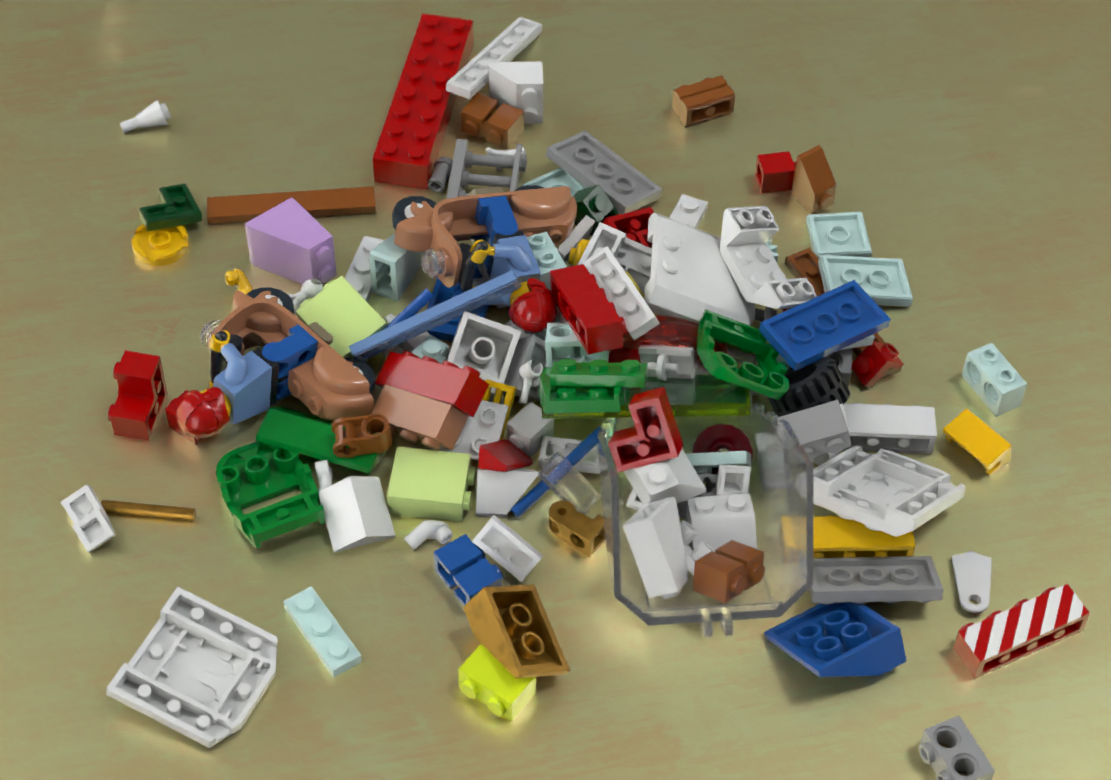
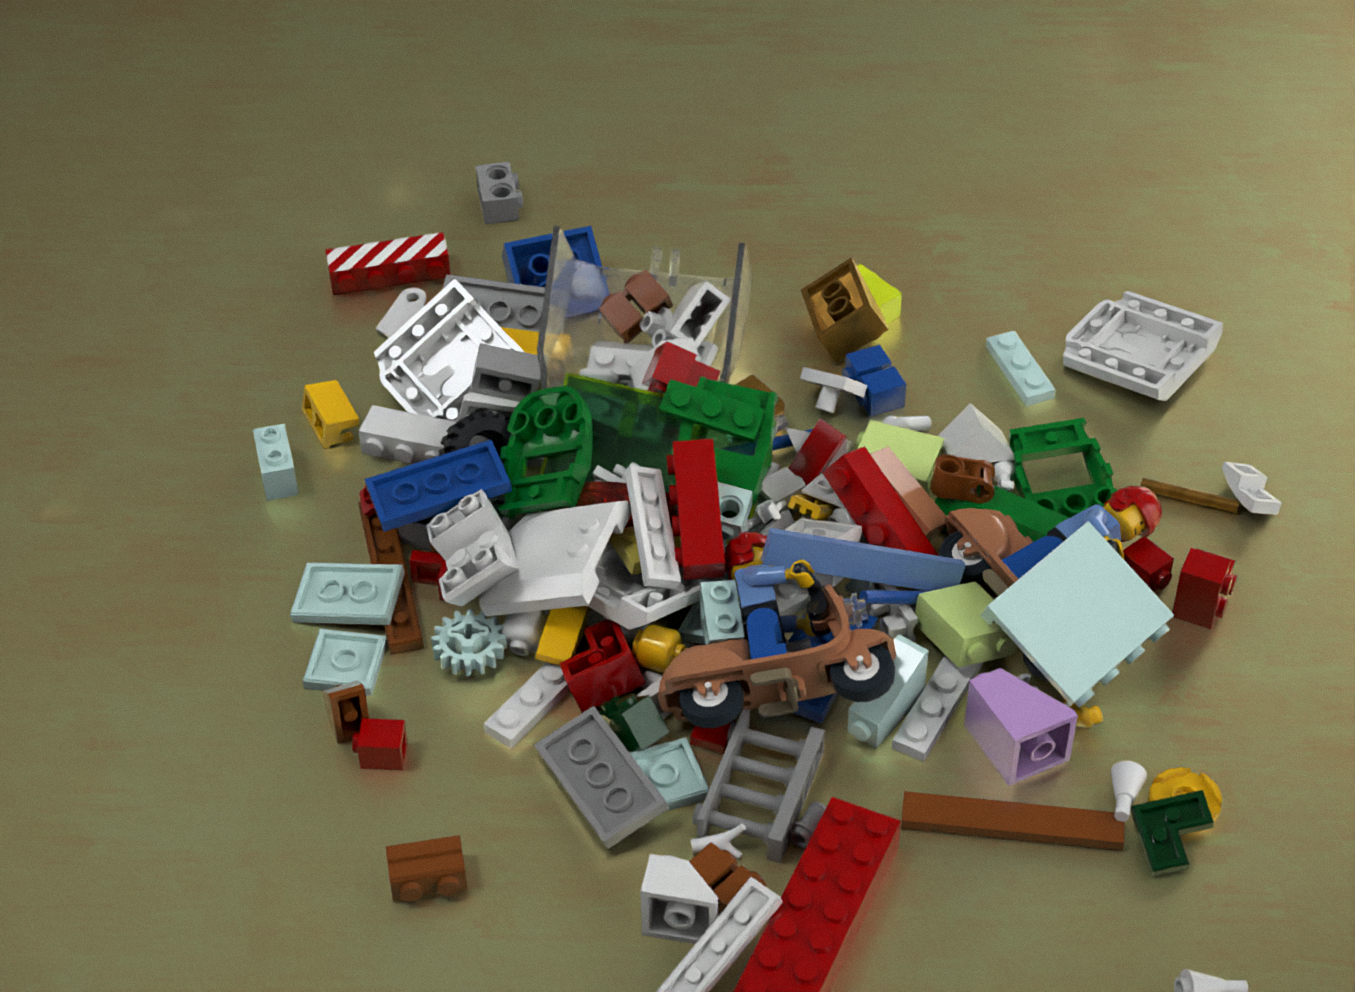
camera: 165 degrees left, 5 degrees down
(204, 236) = (1127, 782): none -> white cone
(252, 300) = (1080, 614): none -> light aqua panel

